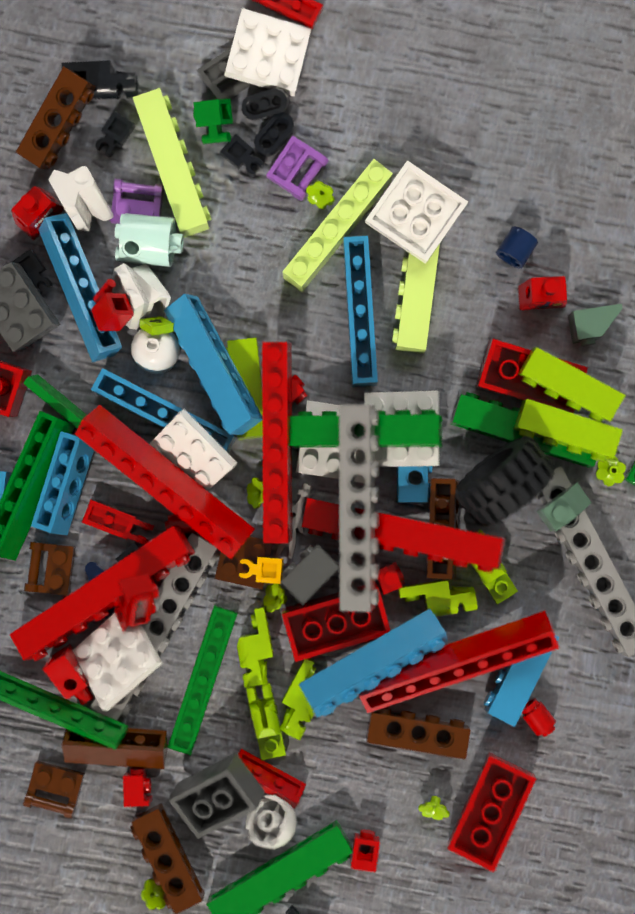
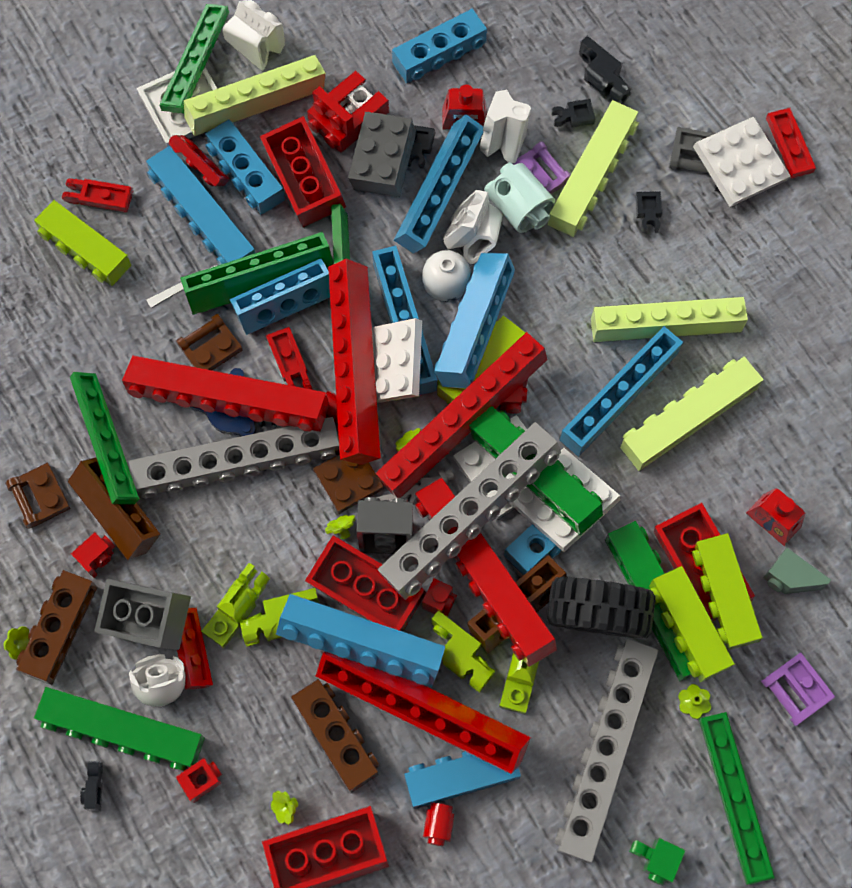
camera: 45 degrees right, 15 degrees down
(43, 124) = (550, 55): reddish brown brick -> none
(61, 669) = (139, 416): red torso -> none
(111, 309) = (445, 211): red brick -> none
(116, 660) = (185, 445): white plate -> none
(137, 601) = (243, 415): red window -> none
(156, 325) = (464, 256): lime tile -> none
(202, 680) = (224, 531): green tile -> none
(213, 115) = (657, 164): green brick -> none
(254, 649) = (288, 546): lime plate -> none
(266, 103) = (704, 192): black plate -> none
(266, 570) = (352, 492): yellow plate -> none
(272, 135) = (686, 216): black plate -> none
(290, 163) = (680, 247): medium lavender plate -> none
(320, 194) = (678, 287): lime plant -> none
(416, 212) = (737, 361): white plate -> none
(517, 247) = (790, 463): dark blue piece -> none
(564, 507) = (628, 678): sand green slope -> none

